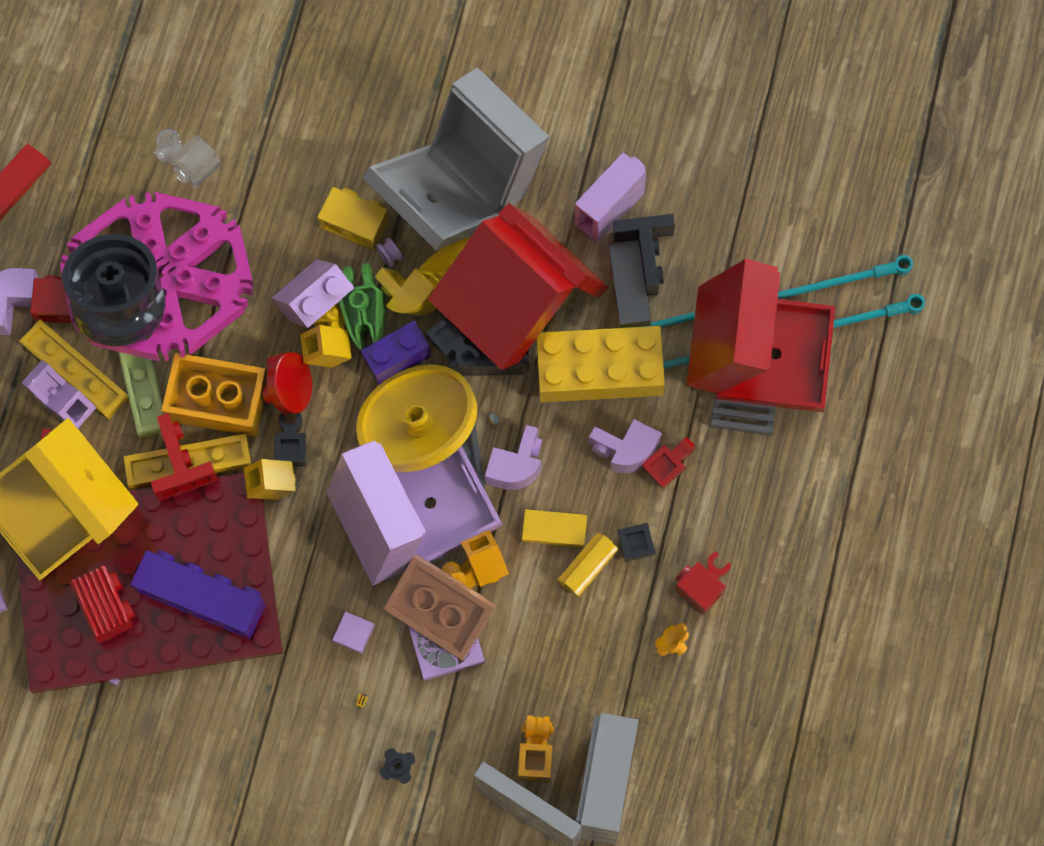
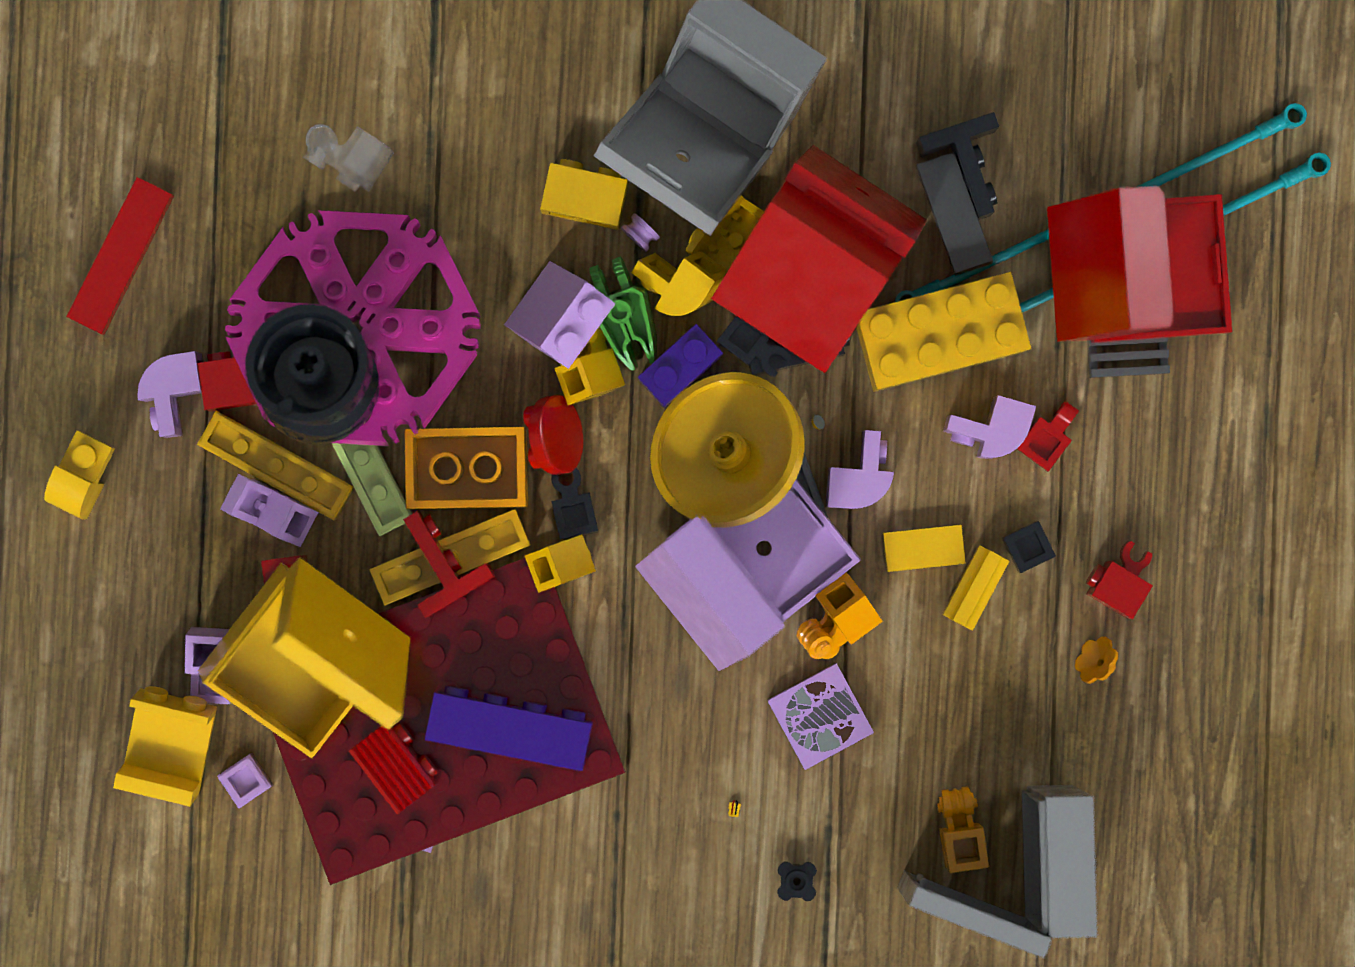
camera: 15 degrees left, 15 degrees up
(353, 632) = (706, 729): lavender tile -> none
(439, 607) = (809, 685): nougat plate -> none
(610, 197) = (910, 105): lavender brick -> none

